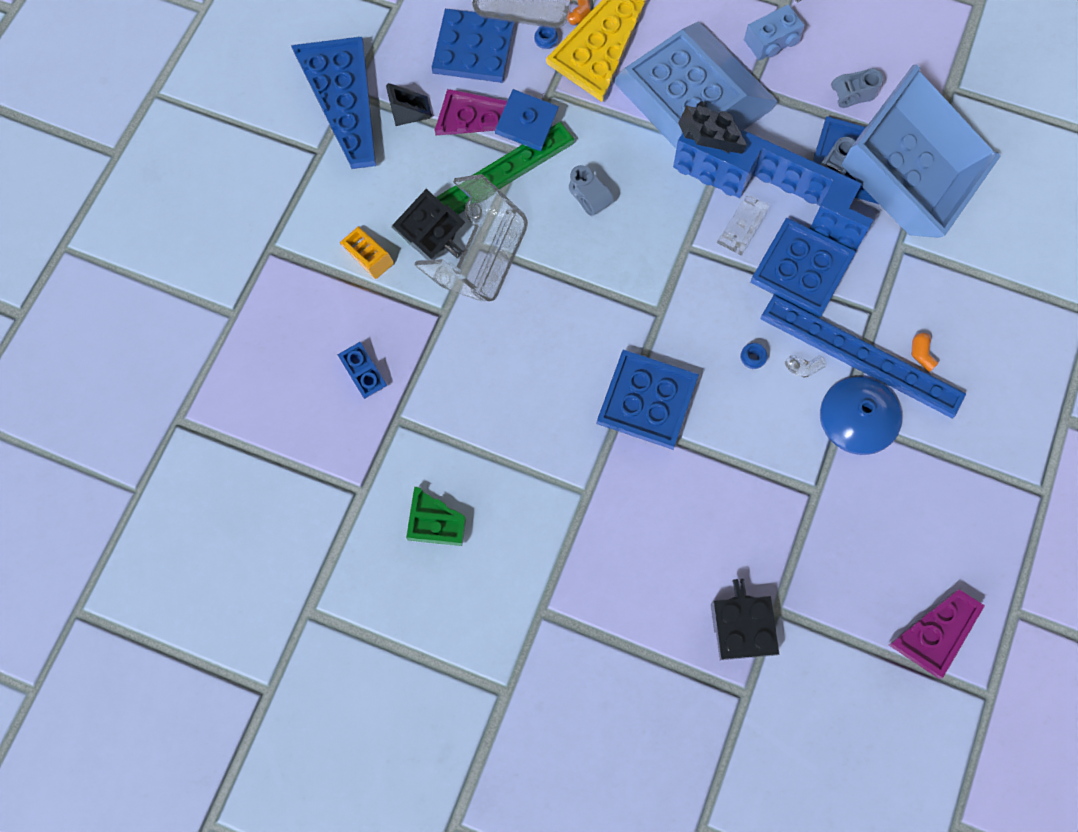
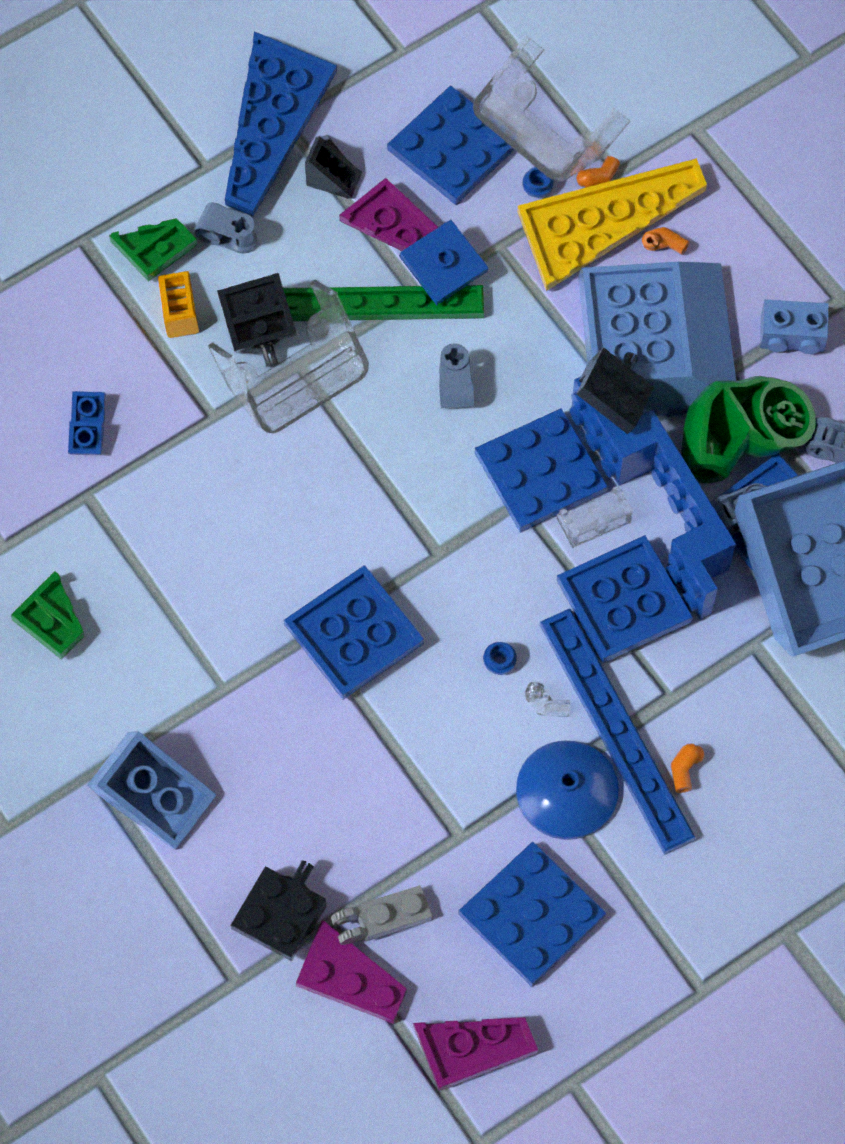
camera: 30 degrees right, 5 degrees down
(324, 223) = (154, 246): none -> green wing
(363, 182) = (224, 228): none -> sand blue piece
(592, 597) = (151, 789): none -> medium blue slope
(651, 26) = (664, 238): none -> orange arm
(685, 217) = (540, 470): none -> blue plate
(795, 106) = (744, 418): none -> green piece
(814, 580) = (384, 915): none -> light grey hinge
(820, 639) = (349, 977): none -> magenta wing
(904, 514) = (532, 914): none -> blue plate

